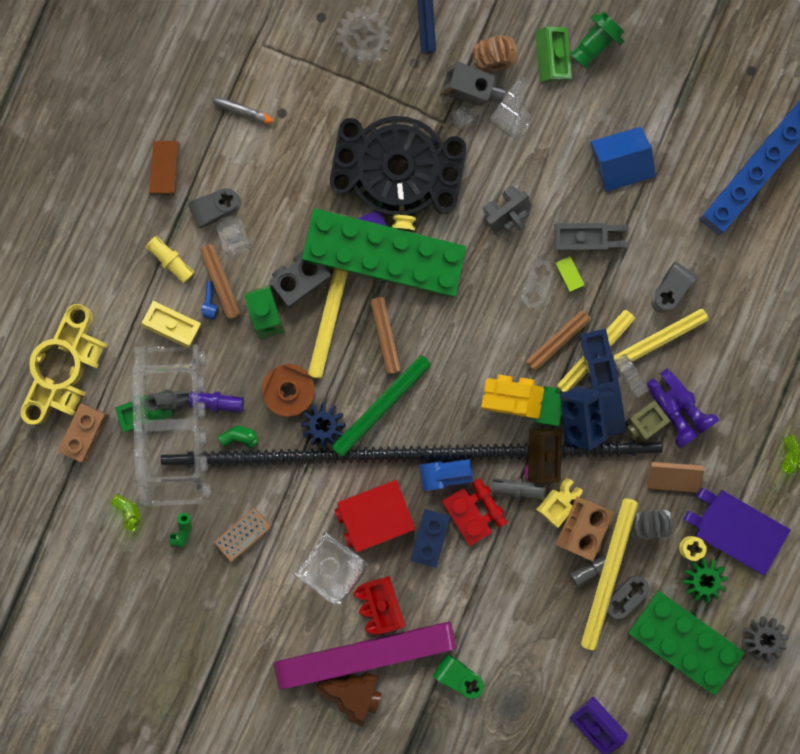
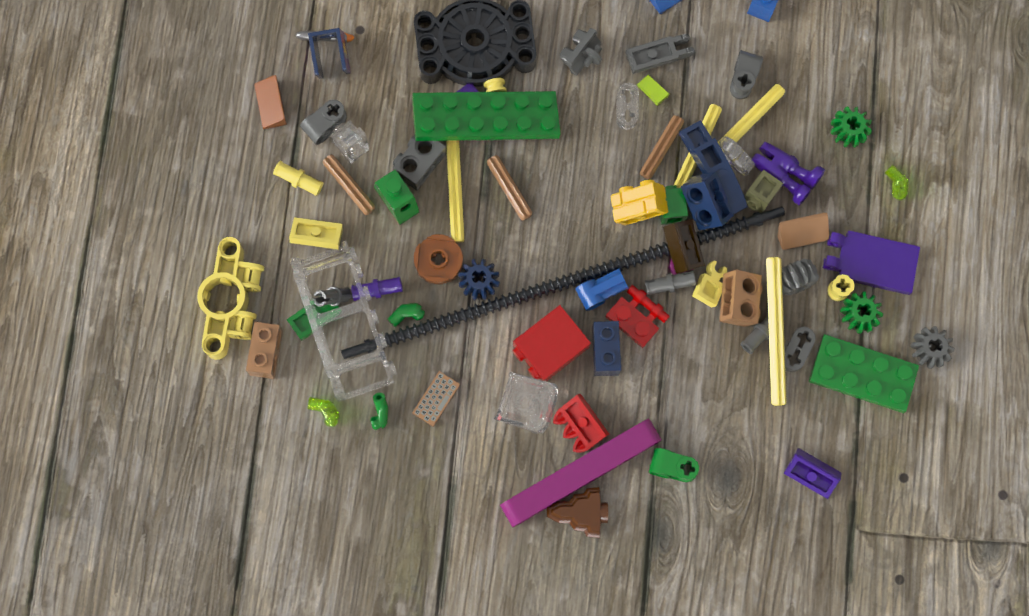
camera: 20 degrees left, 10 degrees down
(209, 310) = (346, 212): blue hand -> none
(225, 133) = (314, 37): none -> dark blue piece
(381, 405) = (525, 247): green axle -> none
(772, 378) = (859, 127): none -> green gear

